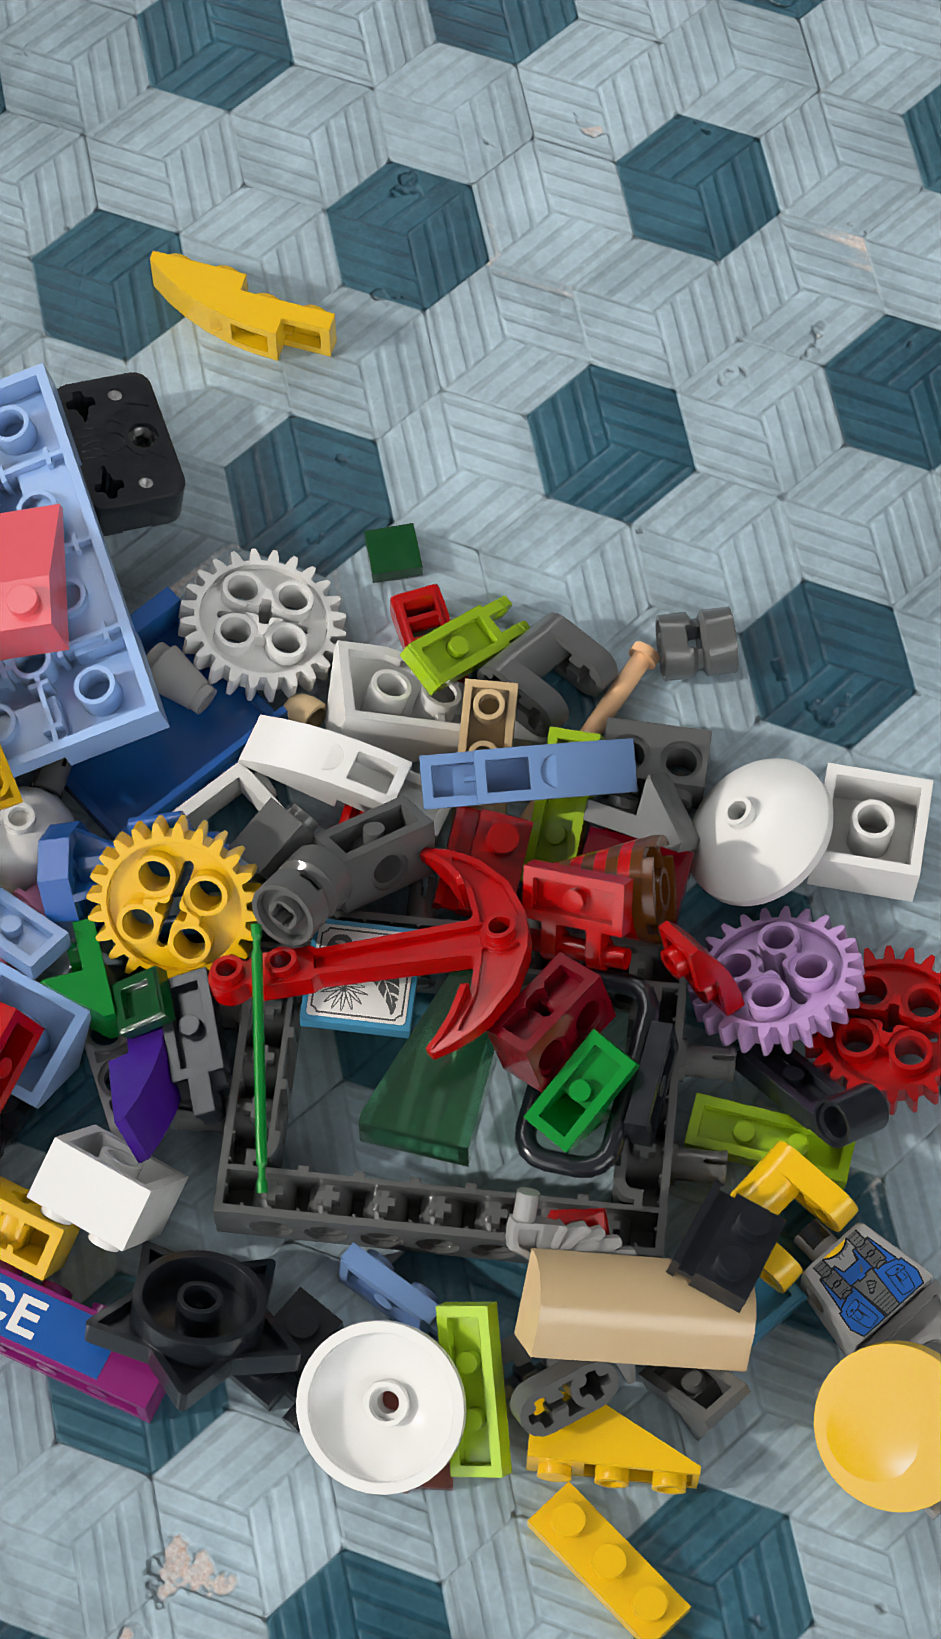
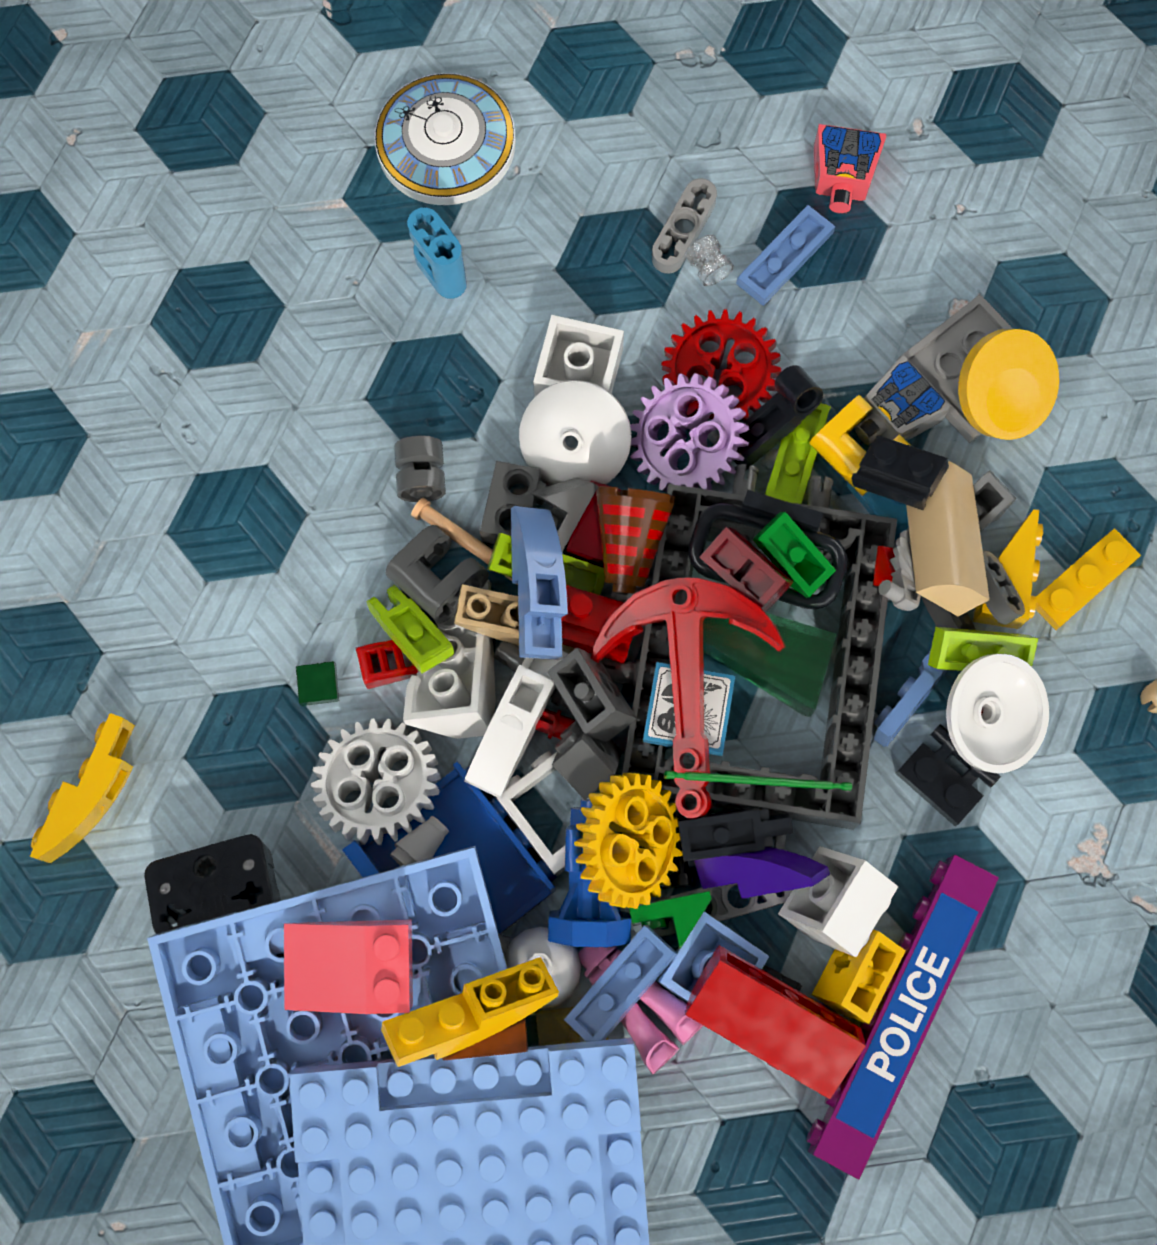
camera: 85 degrees left, 10 degrees up
(142, 1002) = (700, 870): dark green tile -> none
(197, 1321) = (965, 843): black plate -> none
(302, 895) = (637, 742): dark grey wheel -> none
(306, 709) = (449, 753): tan hinge -> none
(579, 900) = (658, 546): red plate -> none
(706, 975) = (697, 475): red slope -> none

